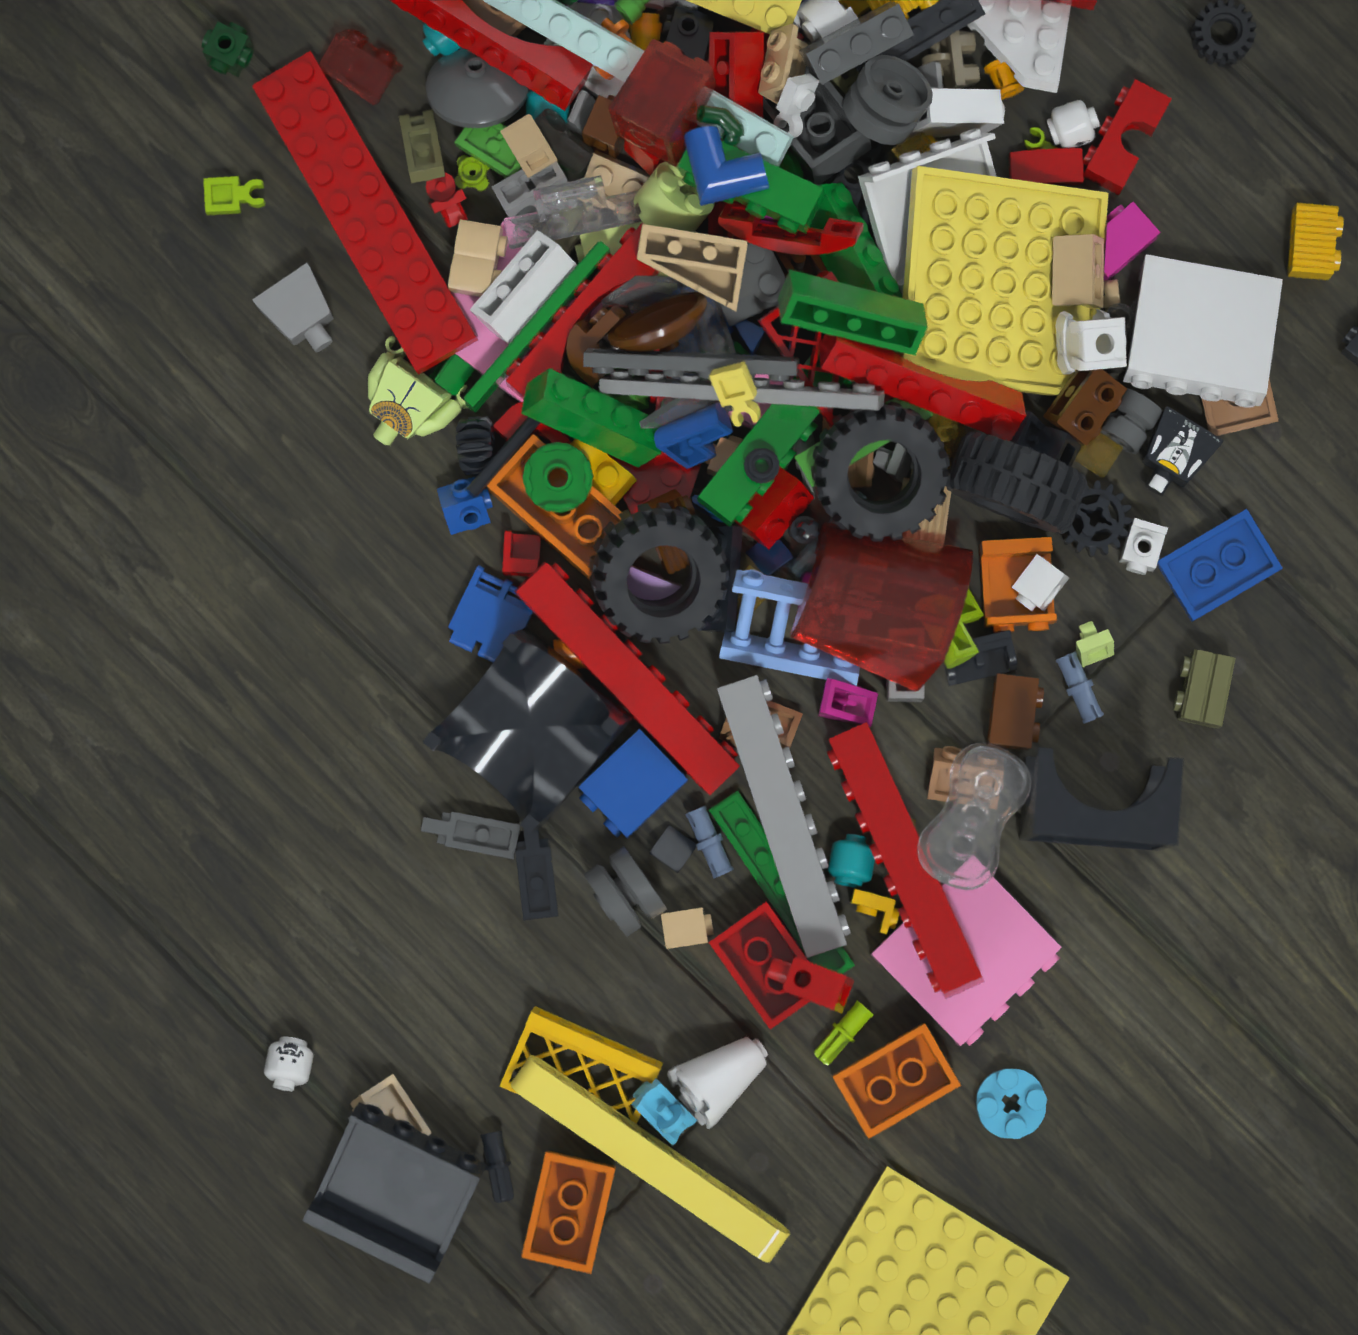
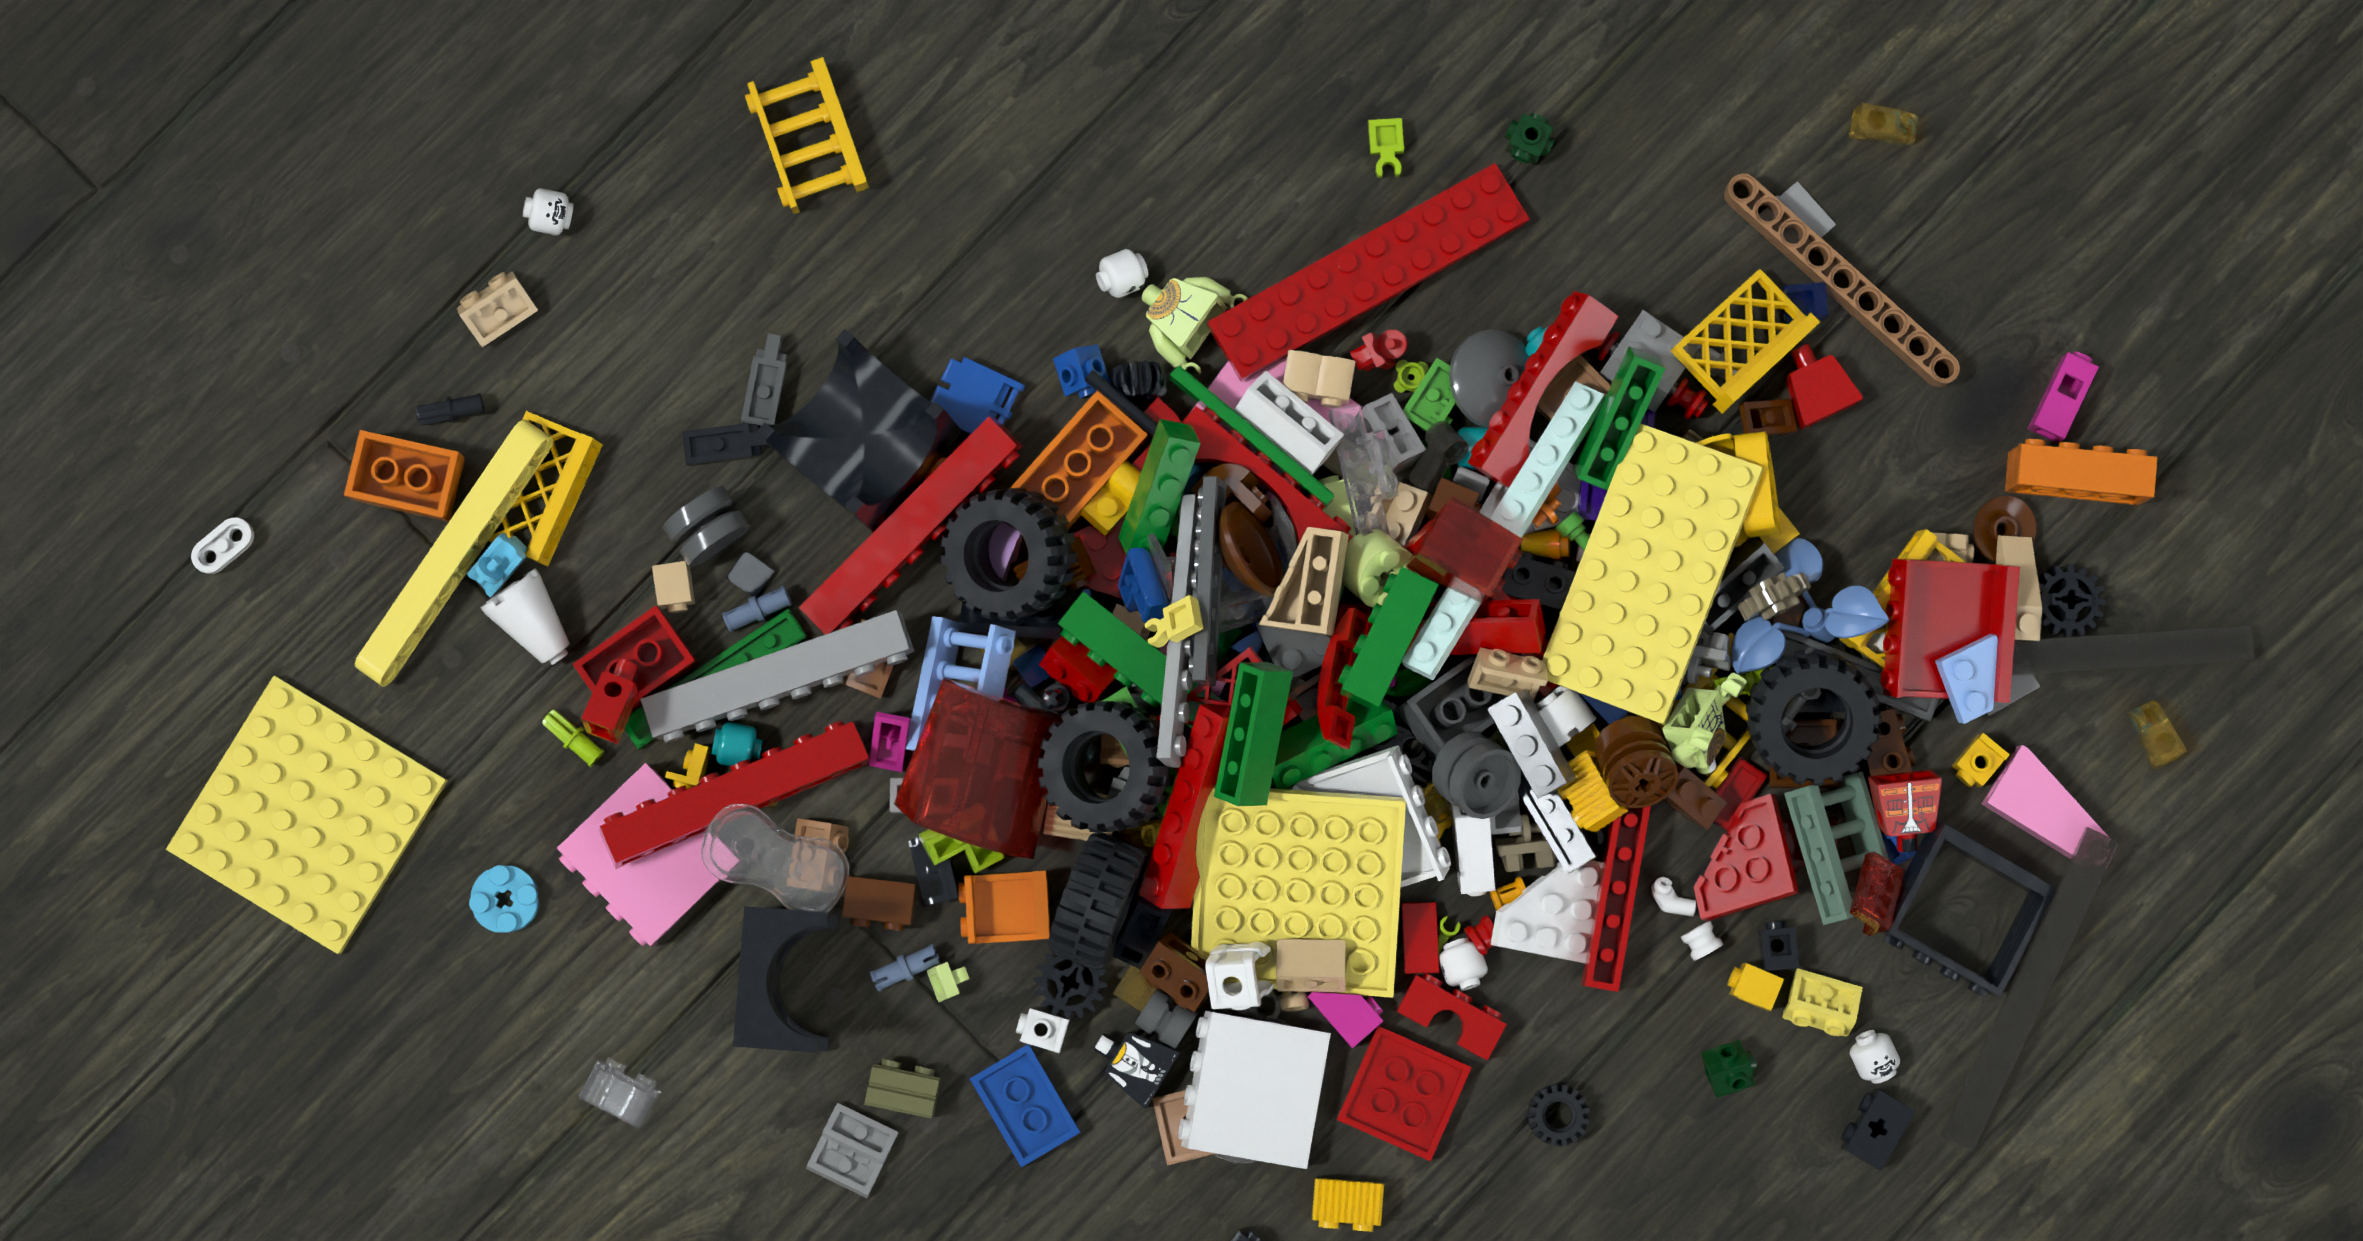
camera: 90 degrees right, 0 degrees up
(219, 757) = (839, 142): none -> yellow fence
(298, 308) = (1274, 210): light grey torso -> none
(360, 65) = (1516, 267): clear red bracket -> none
(361, 464) = (1122, 273): none -> white head
(395, 1192) = (423, 311): black panel -> none
(422, 146) = (1431, 325): olive plate -> none
(452, 374) = (1208, 357): green slope -> none
(520, 554) = (1035, 426): red panel -> none
(528, 145) = (1428, 425): tan panel -> none
(558, 498) = (1108, 477): green tile -> none
(631, 785) = (810, 533): blue brick -> none
(714, 175) = (1389, 601): blue brick -> none
(725, 119) = (1446, 611): dark green arm -> none
(767, 456) = (1109, 640): black plate -> none
(795, 98) = (1474, 683): white plate -> none
(896, 1080) = (525, 786): orange brick -> none
(1039, 584) = (1004, 927): white brick -> none
(1042, 105) = (1481, 934): none -> red wheel
(1203, 185) = (1404, 1093): none -> red plate
(1211, 979) = (620, 1093): none -> clear brick
(1266, 742) = (852, 1150): none -> light grey slope

